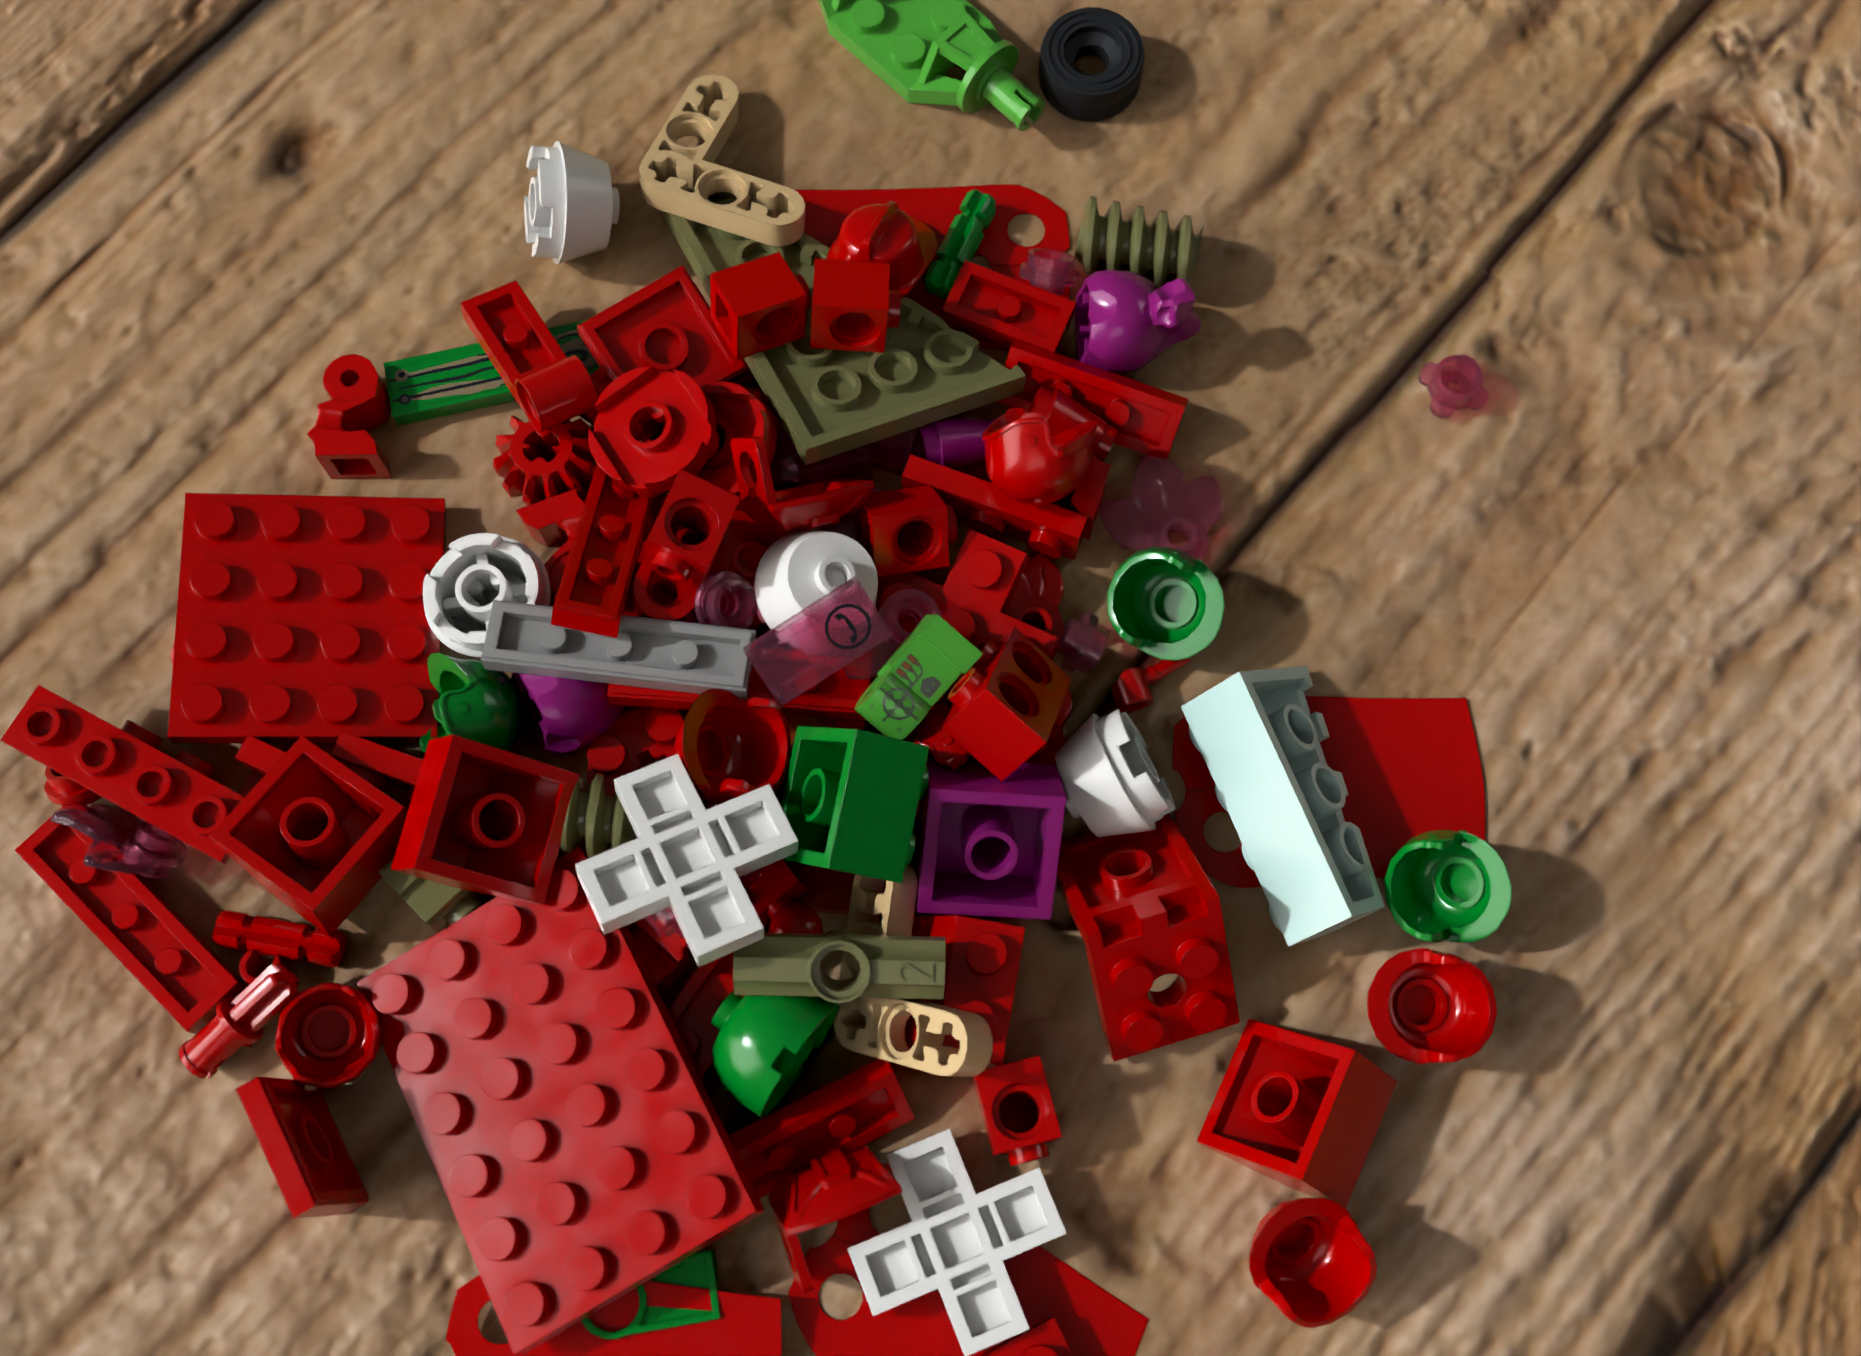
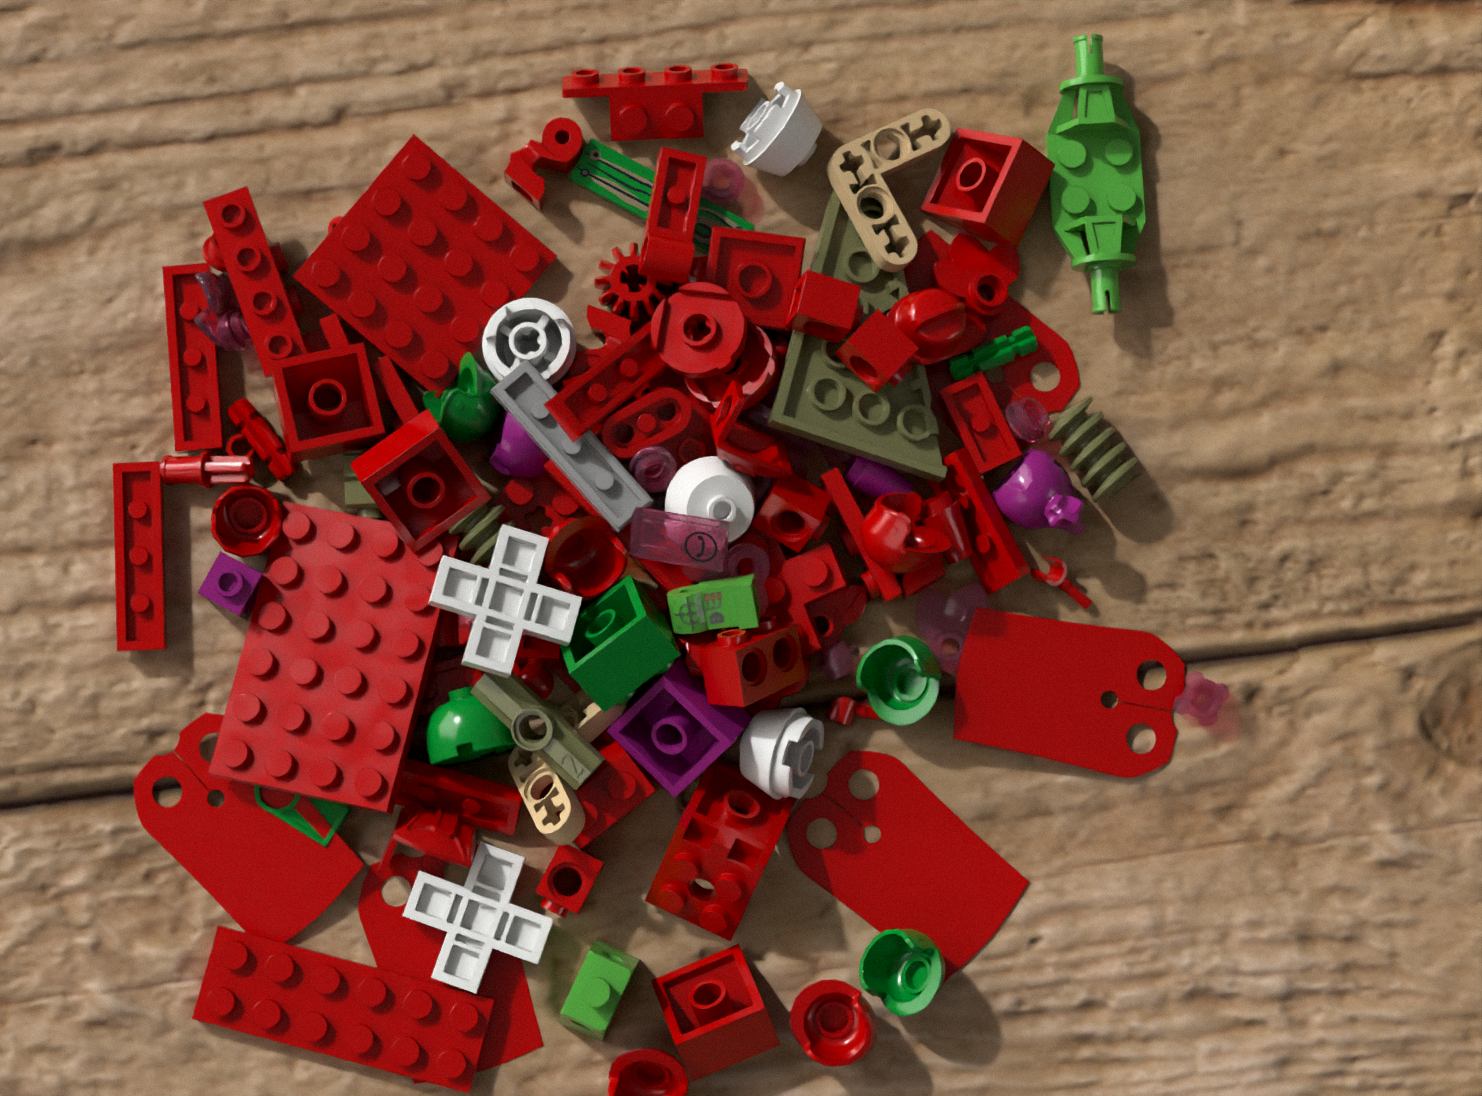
camera: 40 degrees right, 10 degrees up
(238, 1184) = (139, 557): none -> red plate
(303, 1147) = (186, 570): red plate -> none
(370, 1121) = (232, 585): none -> magenta brick
(422, 284) = (655, 102): none -> red bracket
(554, 286) = (727, 168): none -> clear pink plate
(701, 504) = (684, 415): red brick -> none
(815, 100) = (988, 185): none -> red slope
(887, 177) = (976, 268): none -> red plate
(1098, 34) = (1198, 287): black tyre -> none
(1158, 1201) = (598, 990): none -> bright green torso
(1211, 386) = (1058, 577): none -> red hand
(1284, 800) = (866, 845): light aqua wedge -> none
(1297, 506) = (1041, 684): none -> red piece

